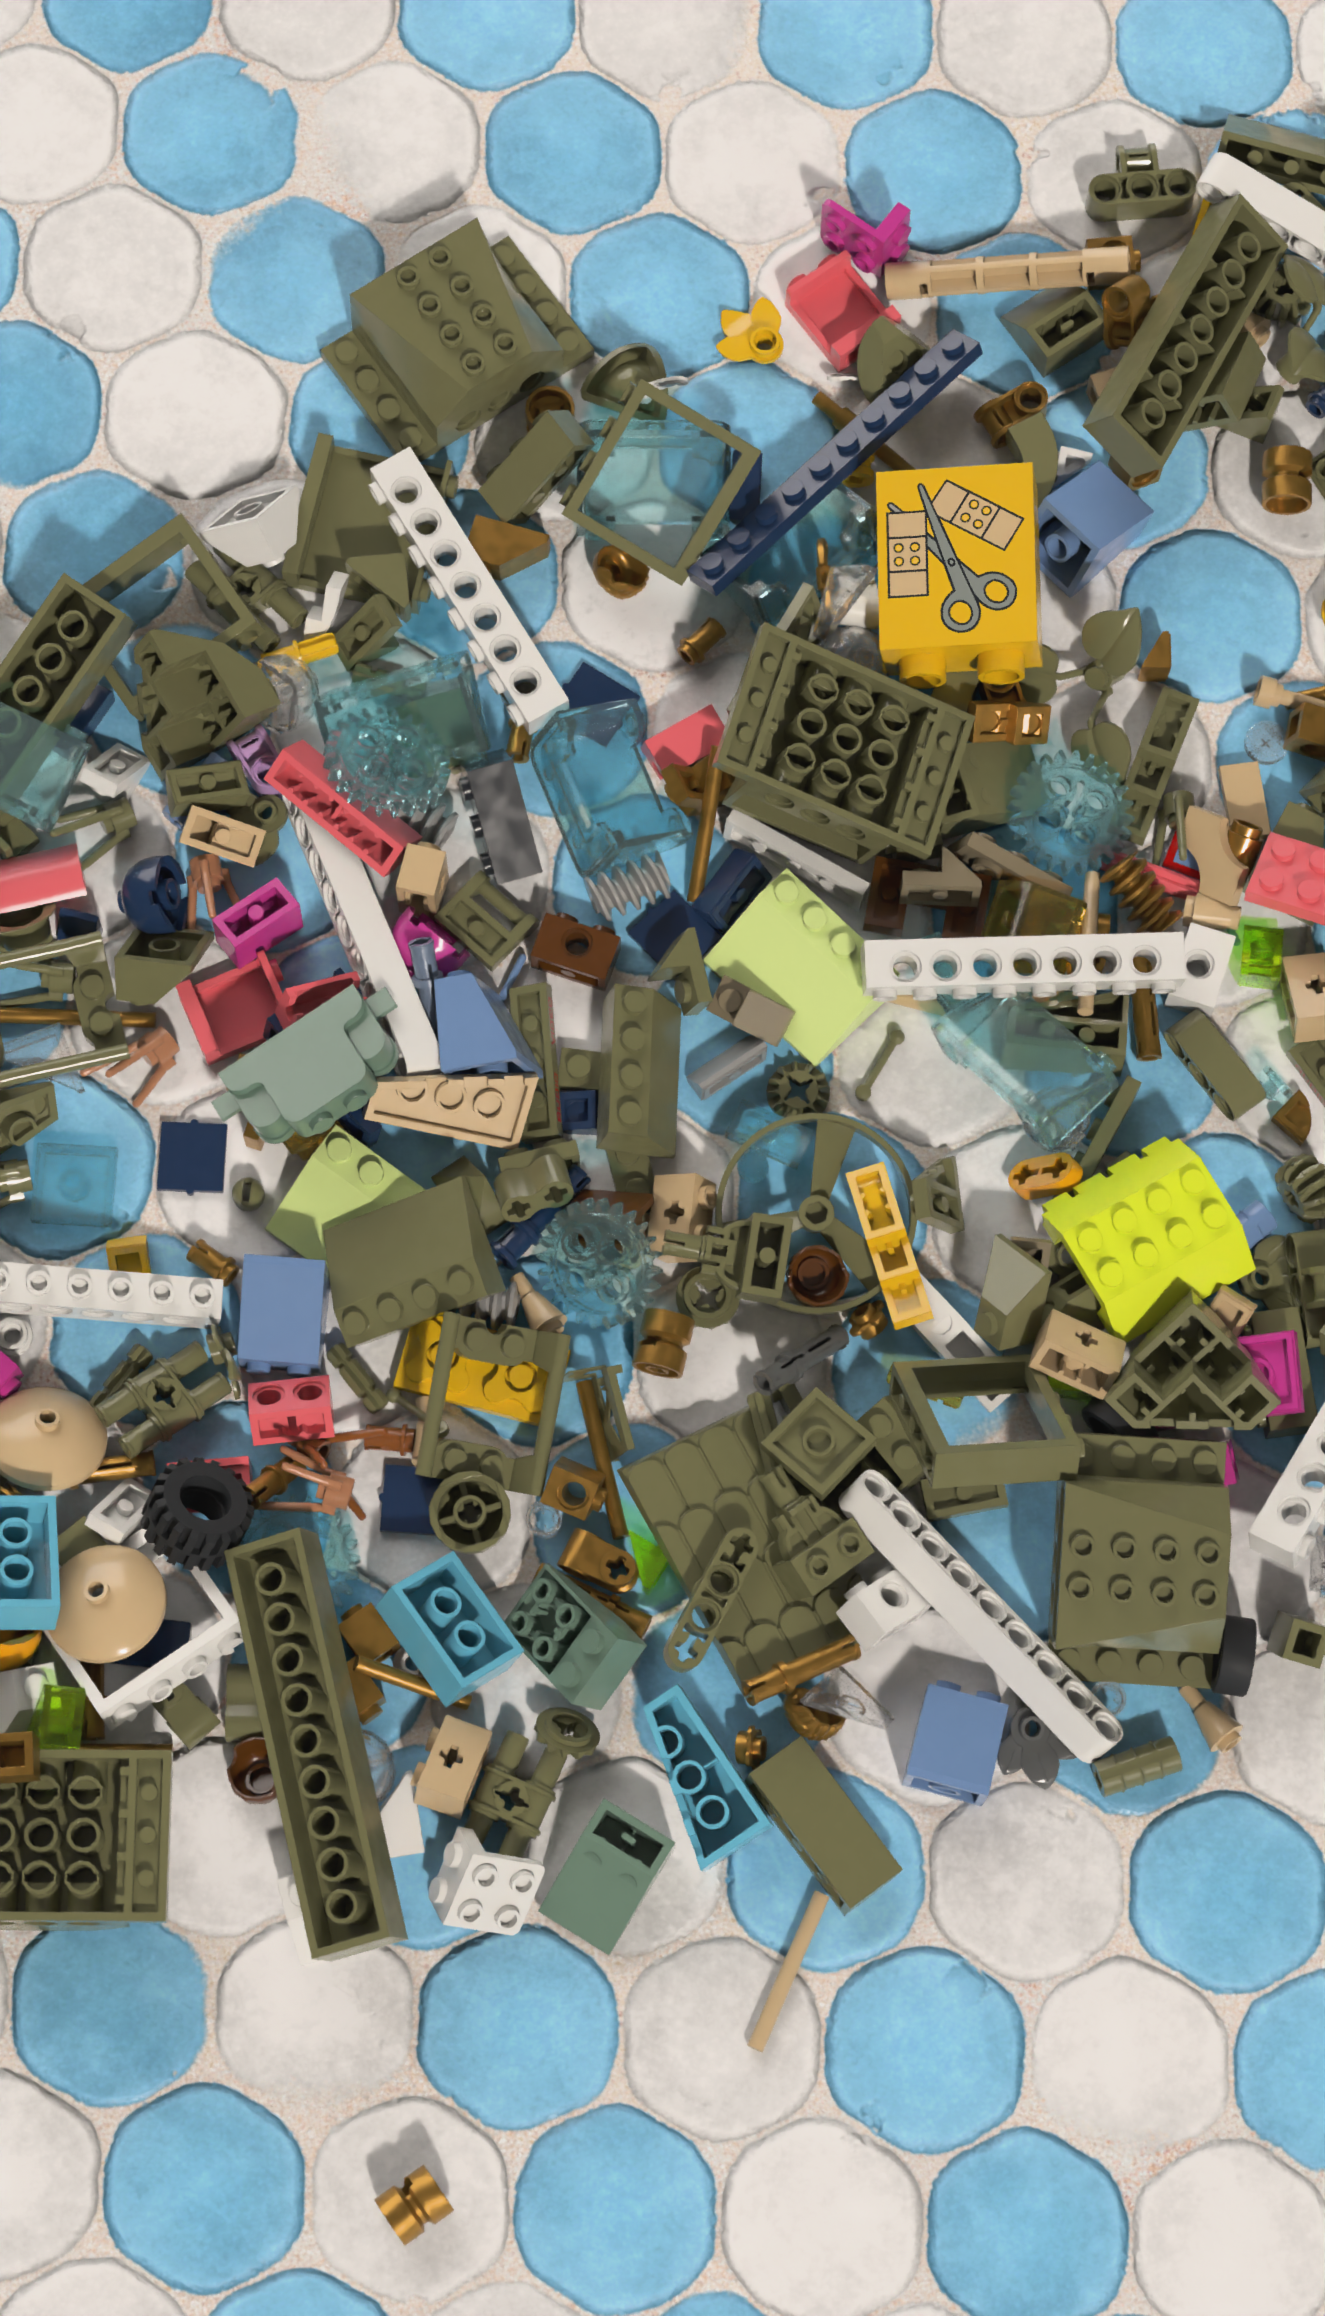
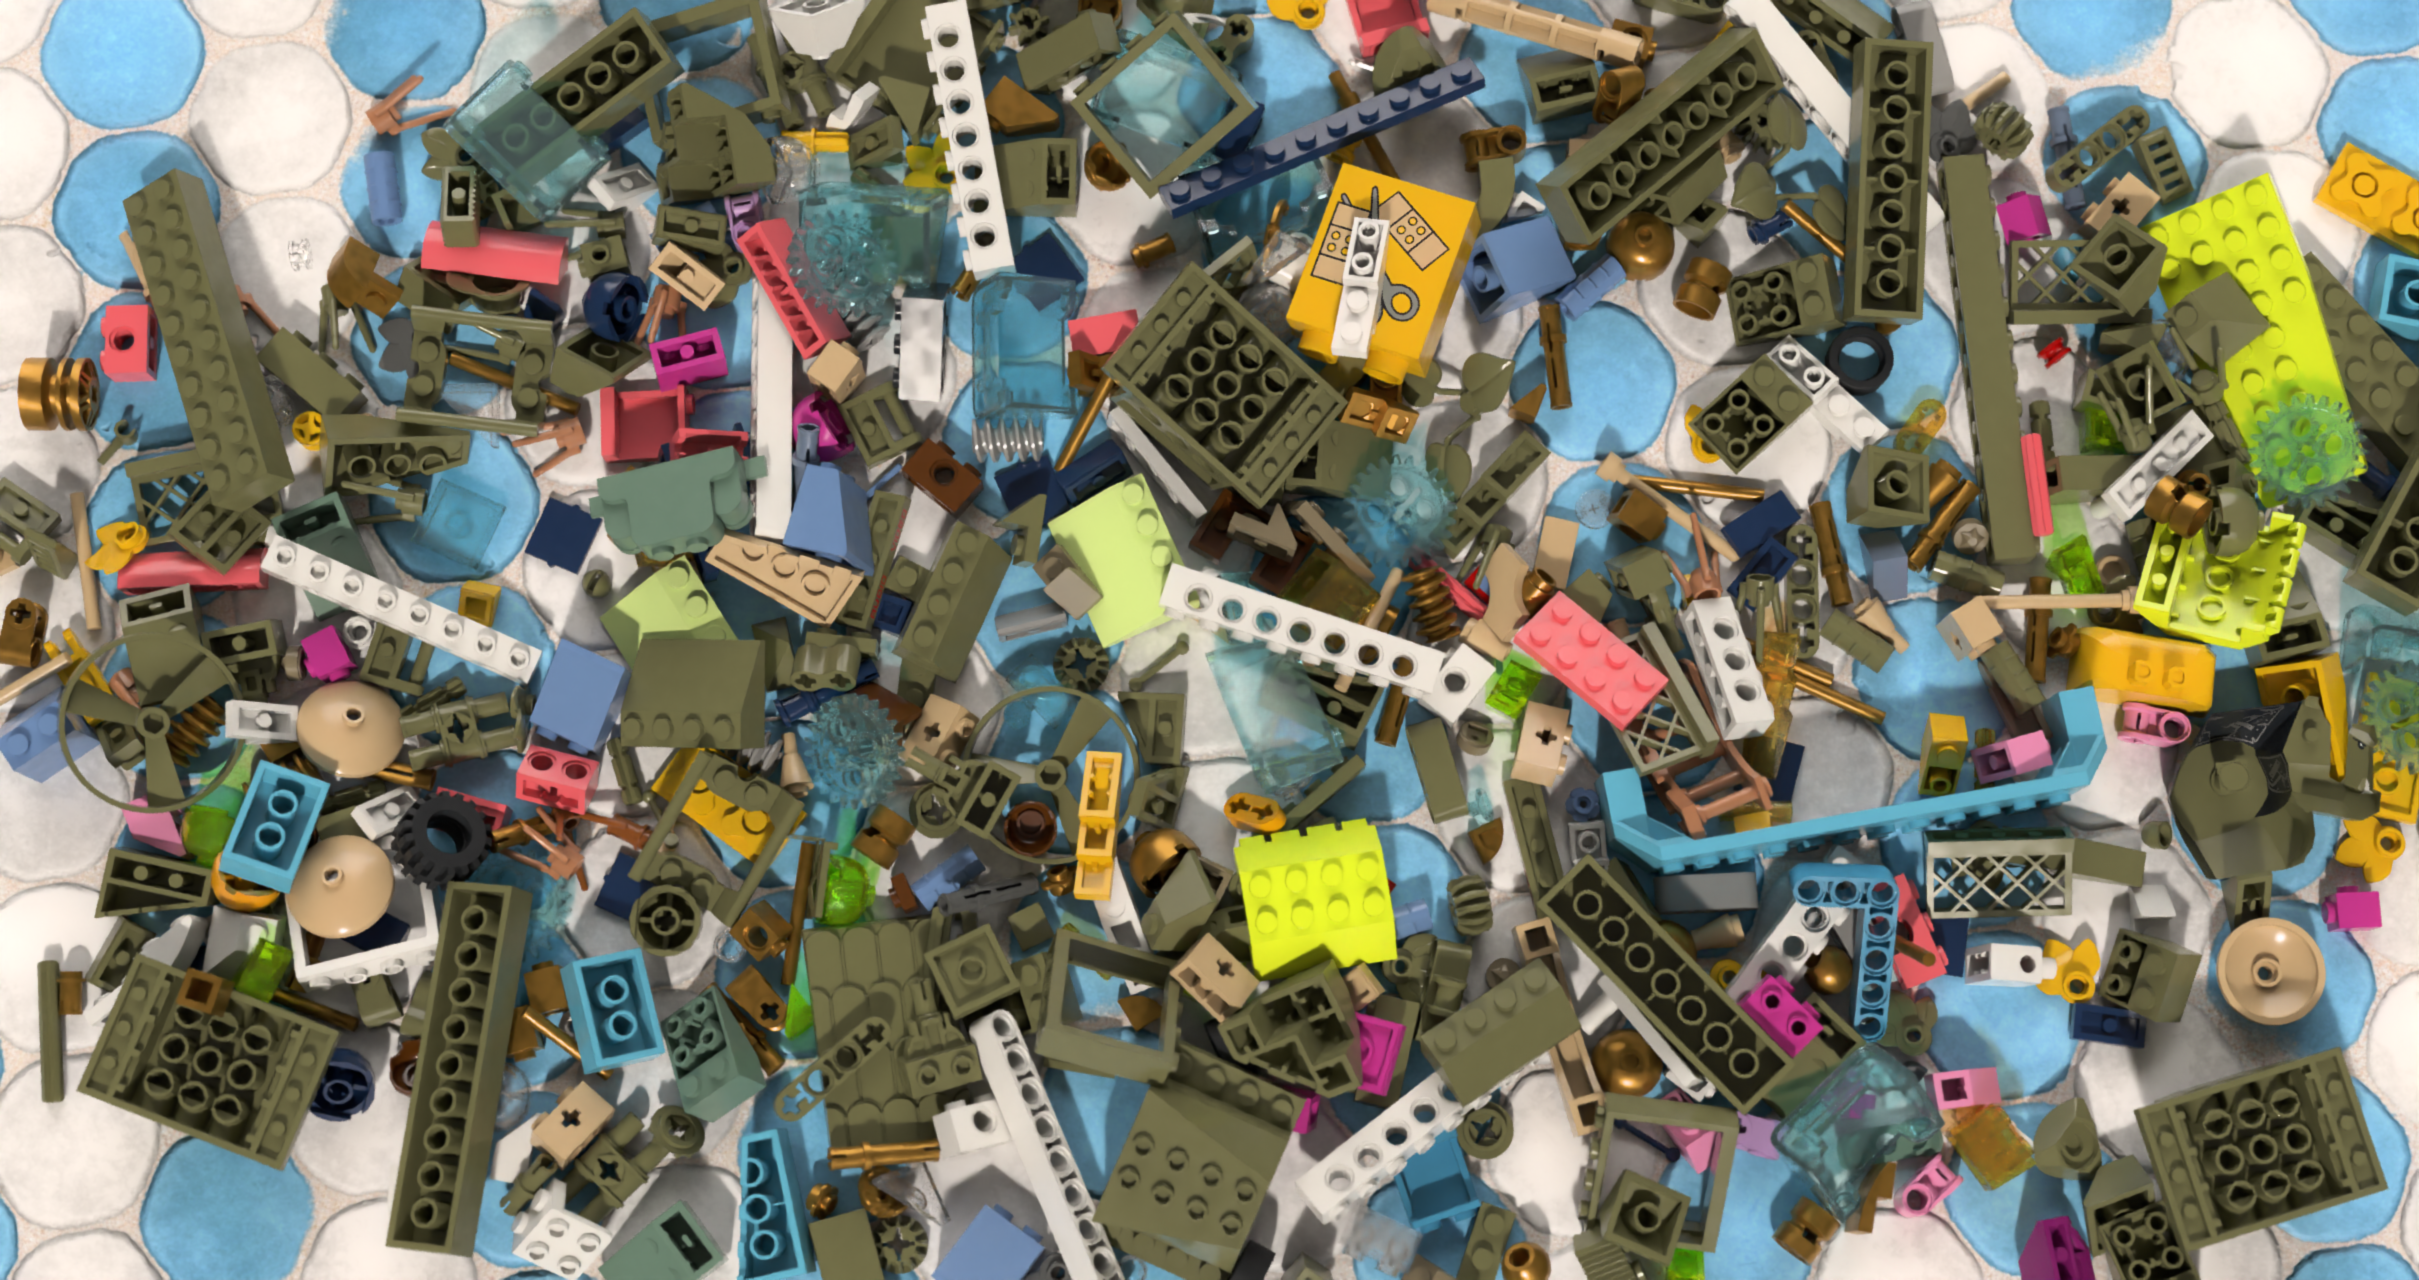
camera: 20 degrees right, 5 degrees up
(54, 1356) = (387, 658): none -> olive plate
(79, 1506) = (353, 796): none -> olive axle
(122, 851) = (603, 258): none -> olive brick
(196, 1817) = (345, 1087): none -> dark blue cylinder
(213, 1262) = (544, 631): pearl gold pin -> none
(430, 1846) = (528, 1183): none -> olive pin
(431, 635) = (929, 165): none -> yellow plate
(480, 448) = (1028, 15): none -> olive gear
(555, 606) = (1037, 177): none -> olive slope
(649, 1412) = (846, 892): none -> clear neon green cylinder
(703, 402) = (1229, 46): none -> olive axle
(707, 1396) = (902, 894): none -> reddish brown plate
(750, 1356) = (948, 876): none -> medium blue axle
(855, 1381) = (1030, 926): none -> olive slope
(857, 1746) = (911, 1256): none -> olive gear
(904, 1122) = (1157, 724): none -> olive wing
(950, 588) = (1361, 288): none -> white slope
(963, 1259) = (1157, 856): none -> pearl gold cylinder
(1006, 1424) = (1140, 1010): none -> pearl gold tile
(1141, 565) = (1555, 359): none -> pearl gold pin
(1170, 519) = (1590, 287): none -> medium blue axle
(1205, 461) = (1641, 245): none -> pearl gold cylinder
(1240, 1018) = (1474, 738): none -> dark tan tile

